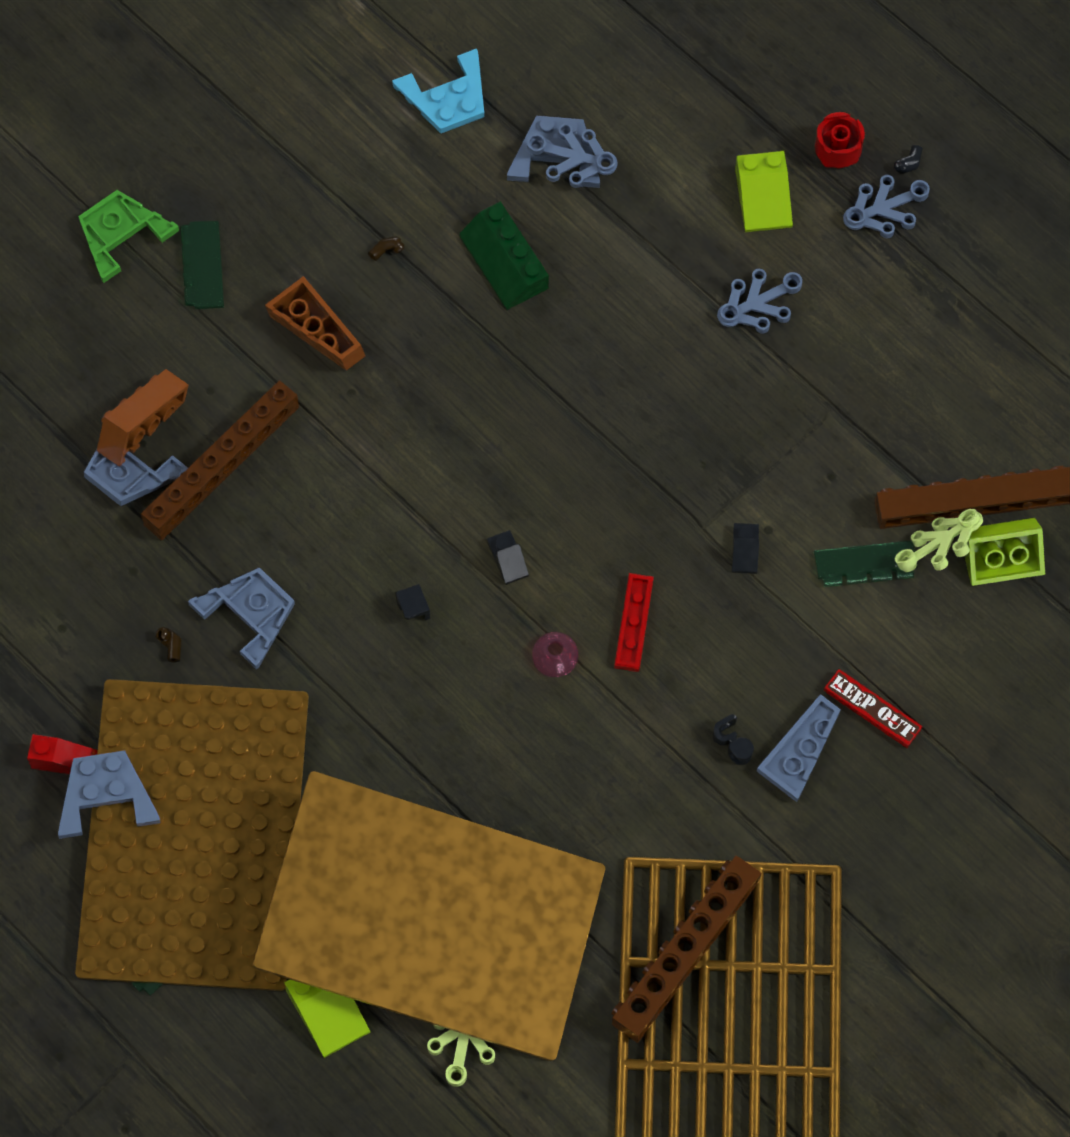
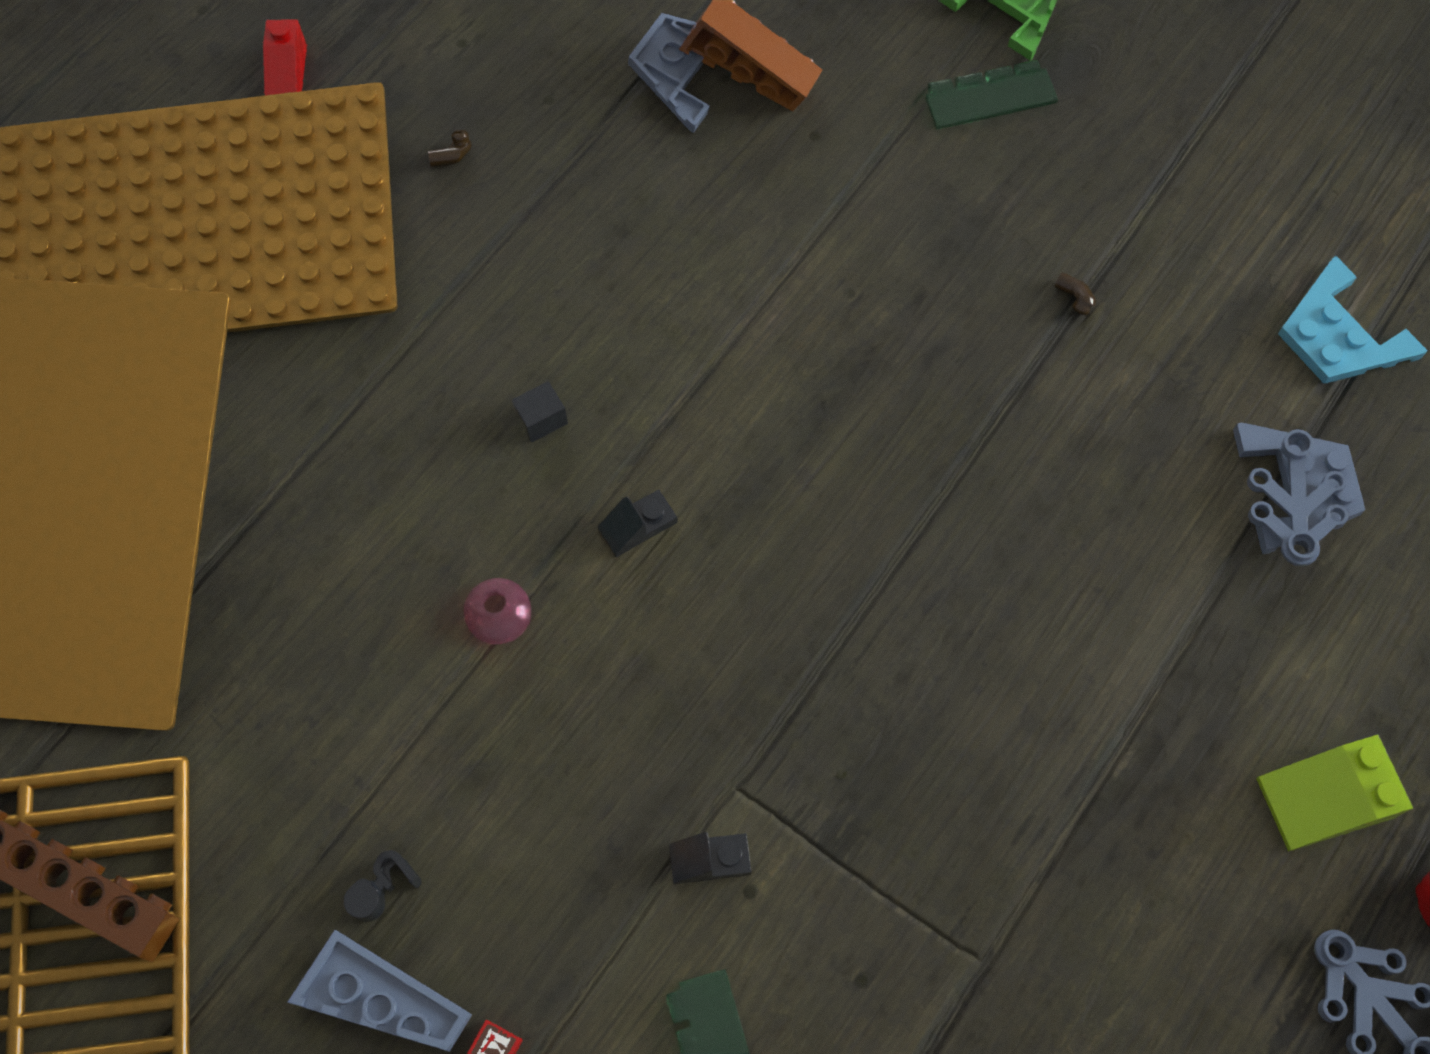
camera: 80 degrees right, 0 degrees up
(101, 782) = (239, 99): sand blue wing -> none
(220, 460) = (713, 155): reddish brown brick -> none
(256, 602) = (515, 236): sand blue wing -> none
(312, 320) = (934, 224): dark orange wedge -> none
(504, 256) = (1106, 440): dark green slope -> none
(634, 622) = (561, 711): red tile -> none
(757, 302) = (1137, 811): sand blue plant -> none

